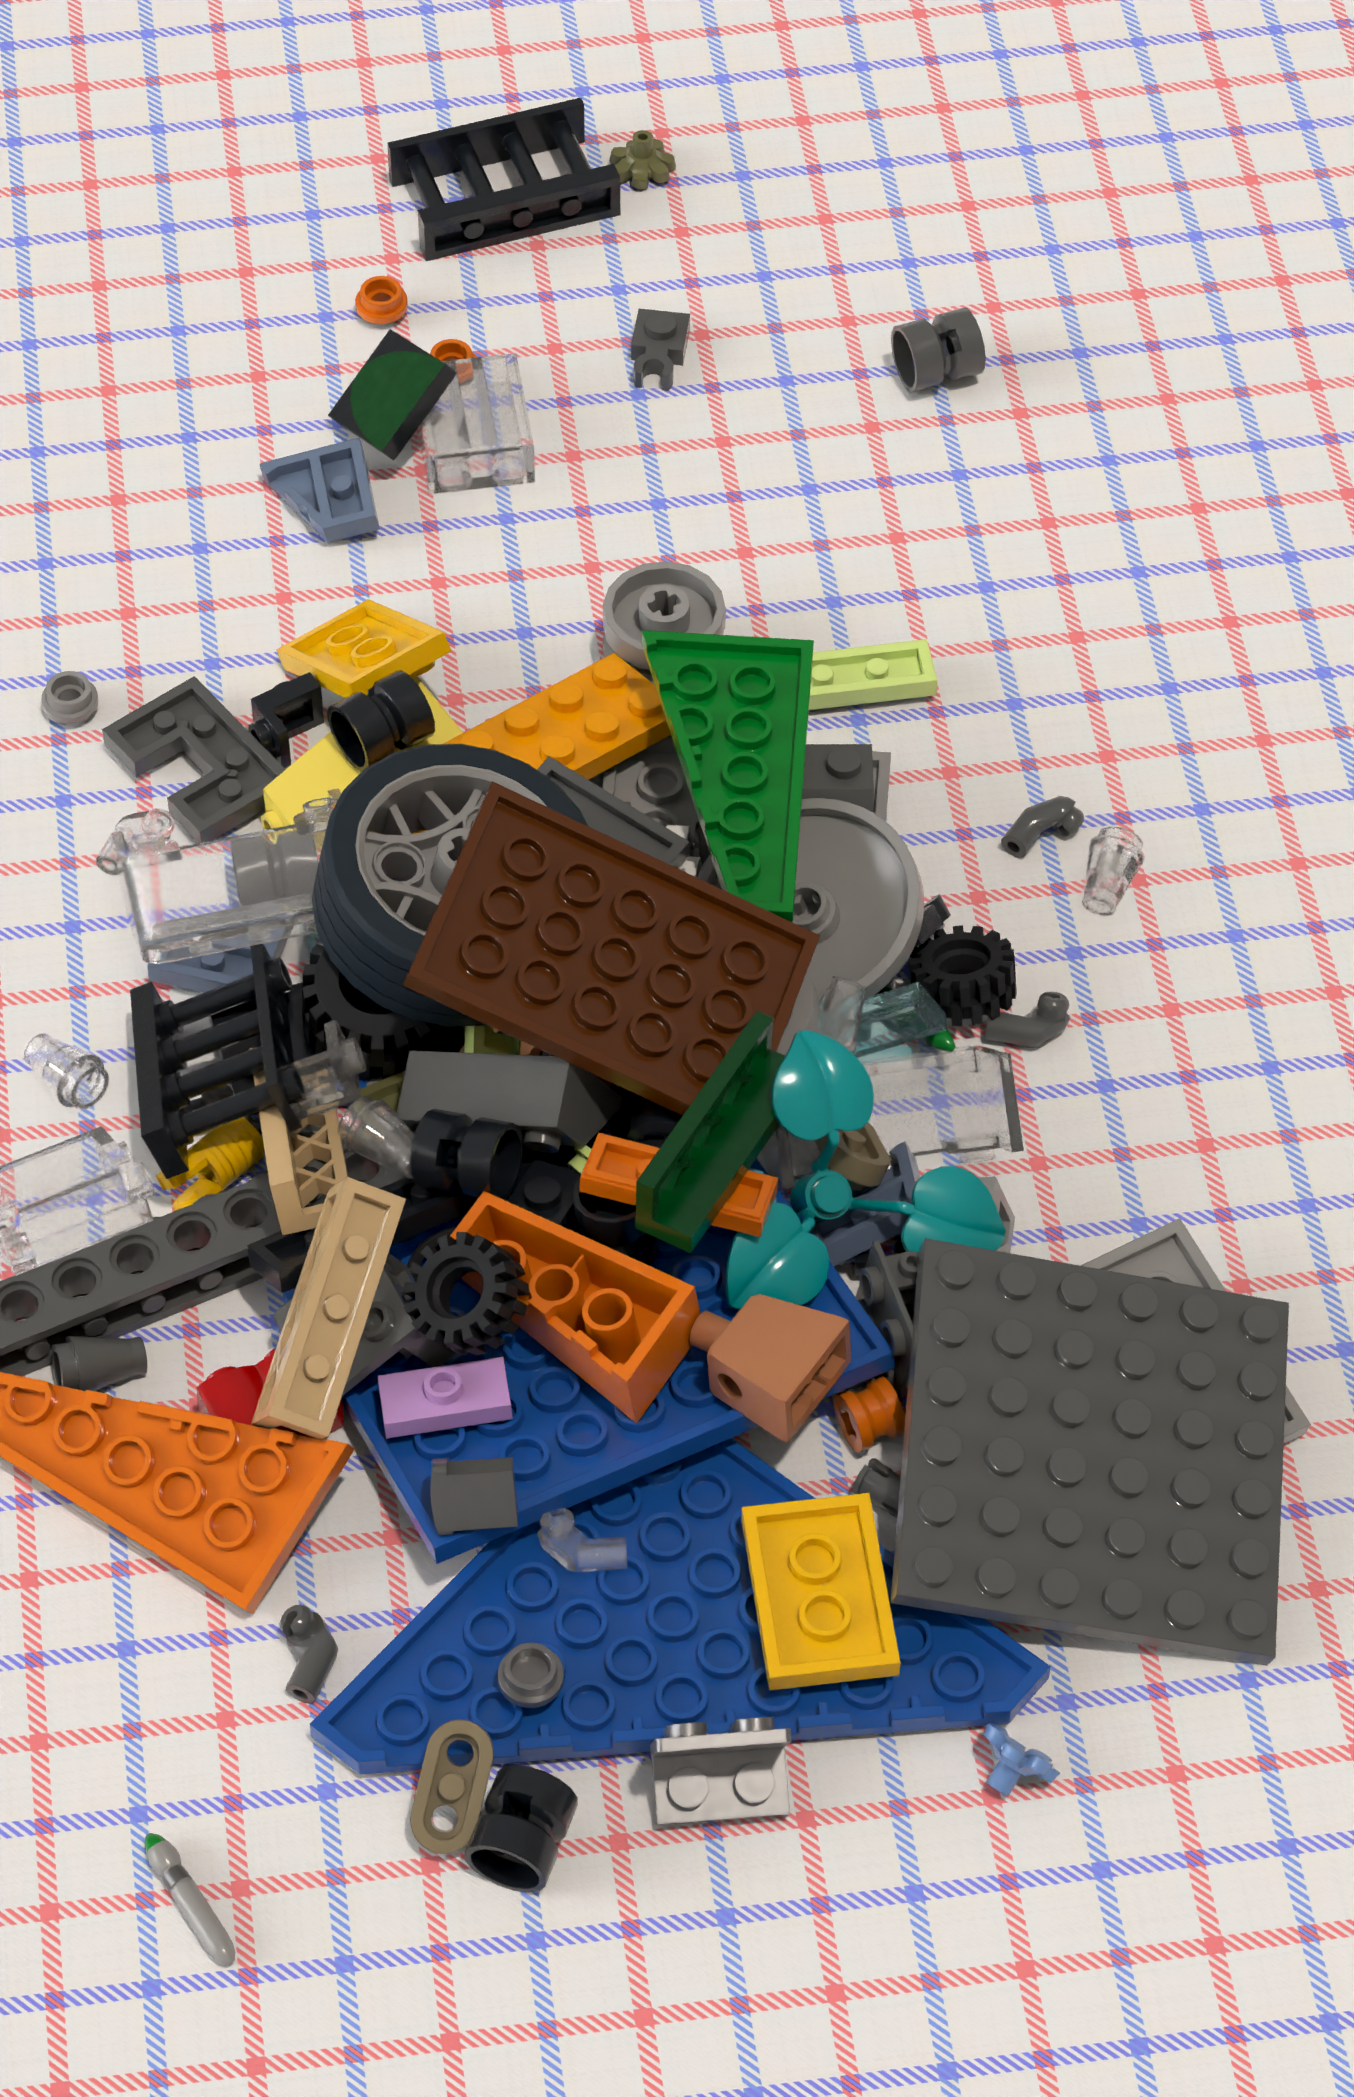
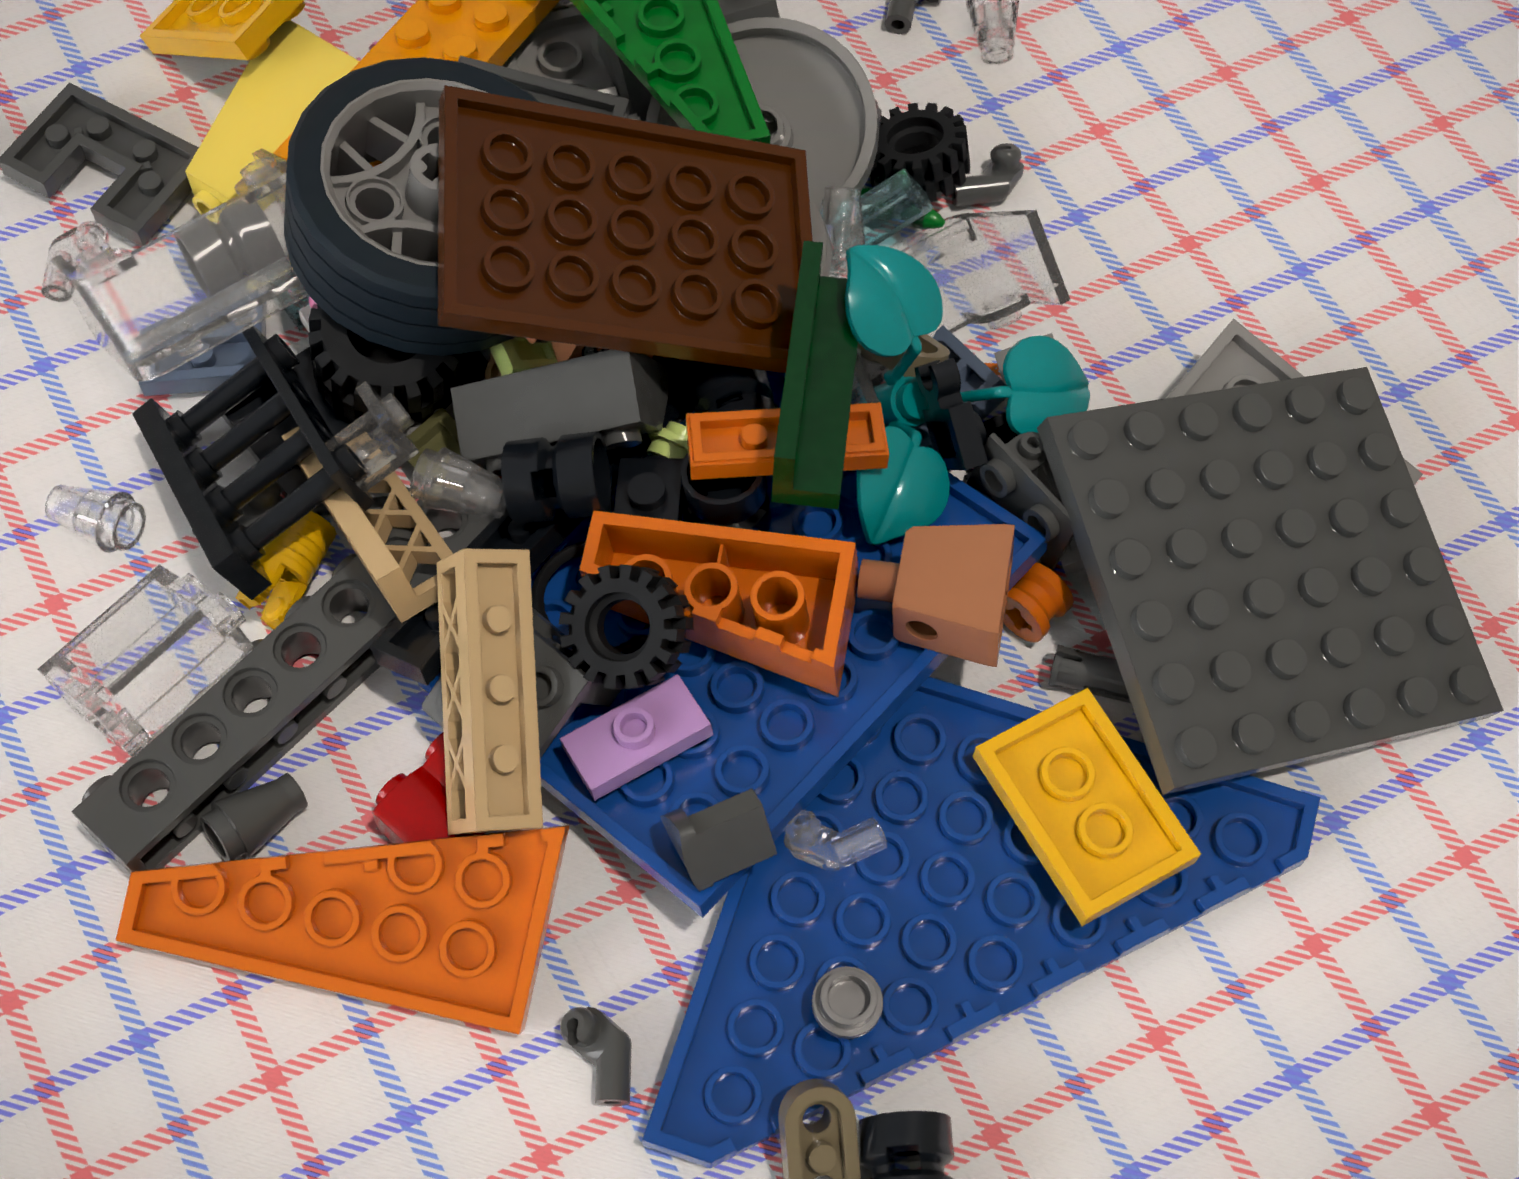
camera: 25 degrees left, 10 degrees up
(285, 713) = (175, 92): black bracket -> none
(386, 718) = (278, 69): black wheel -> none
(720, 1774) = (1074, 1030): bracket -> none
(851, 1228) = (951, 423): none -> black plate
(1015, 1761) = (1330, 904): medium blue plant -> none

